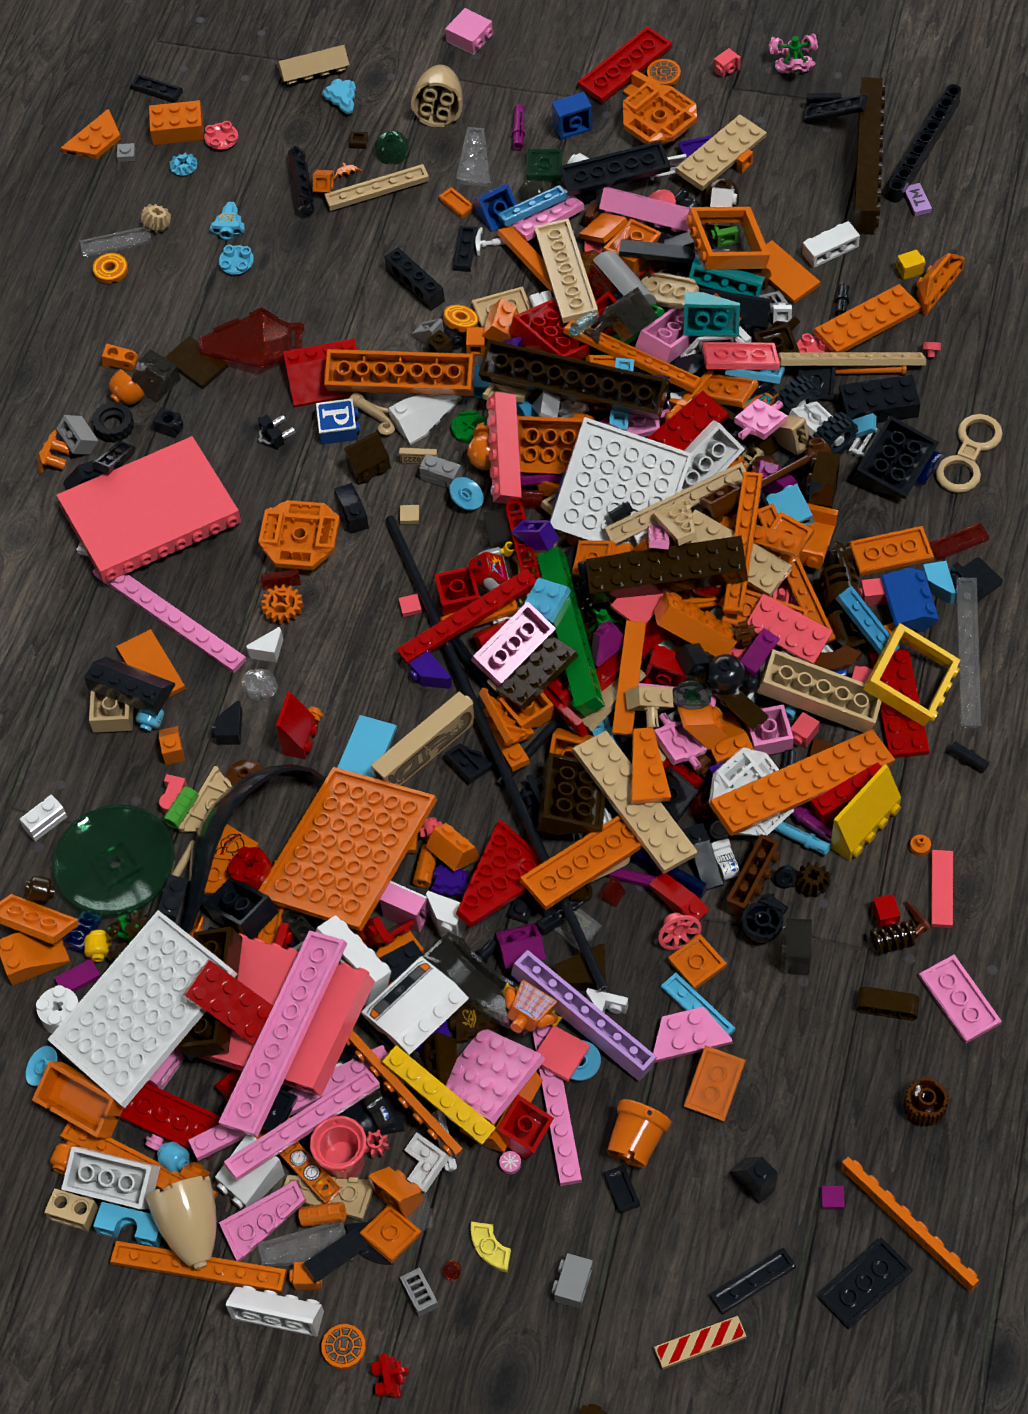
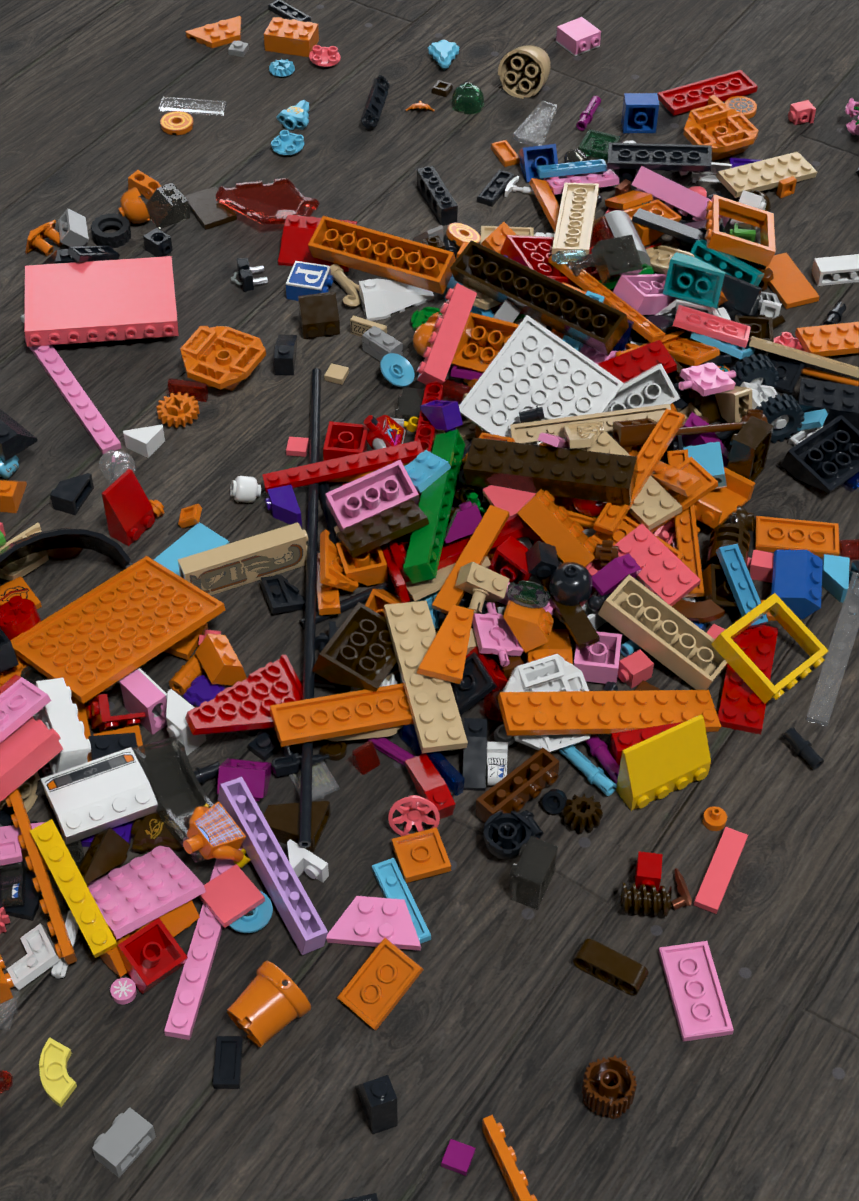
camera: 15 degrees right, 10 degrees down
(147, 655) = (35, 418): orange tile -> none
(155, 218) = (234, 95): tan gear -> none
(313, 63) = (430, 25): tan slope -> none
(323, 181) = (393, 105): orange brick -> none
(348, 711) = (190, 516): none -> orange tile
(376, 187) = (440, 123): tan plate -> none
(385, 667) = (245, 489): none -> white head

